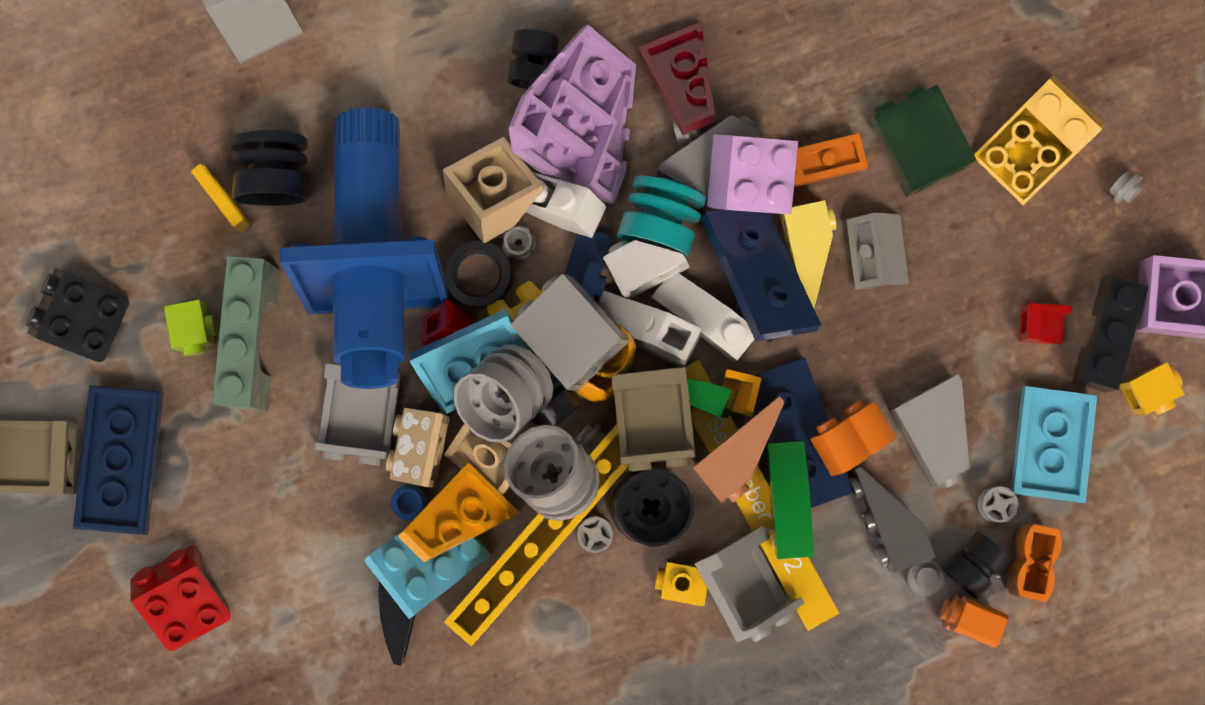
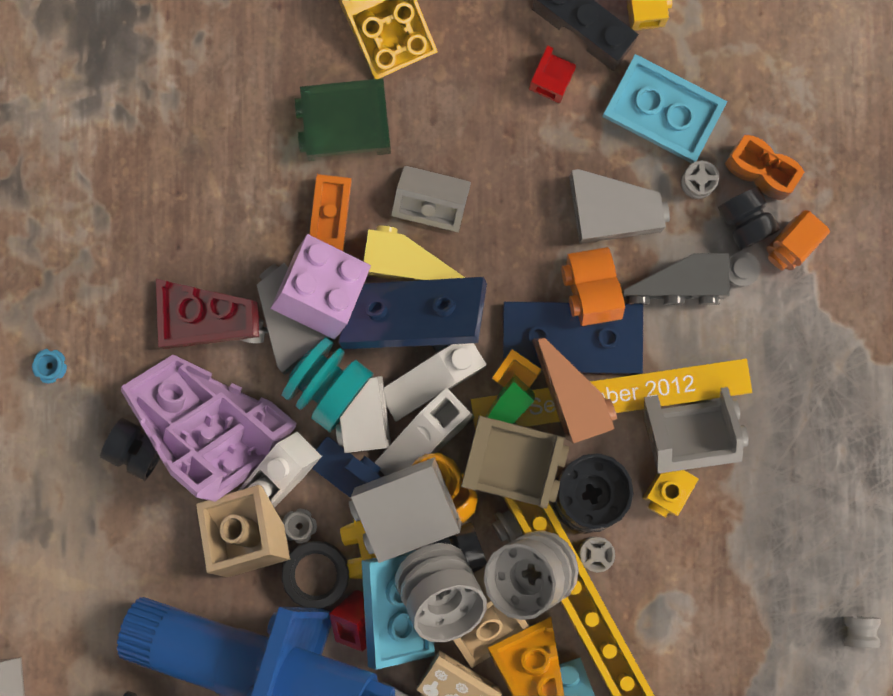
camera: 80 degrees left, 0 degrees up
(790, 499) = (630, 364): green slope -> none

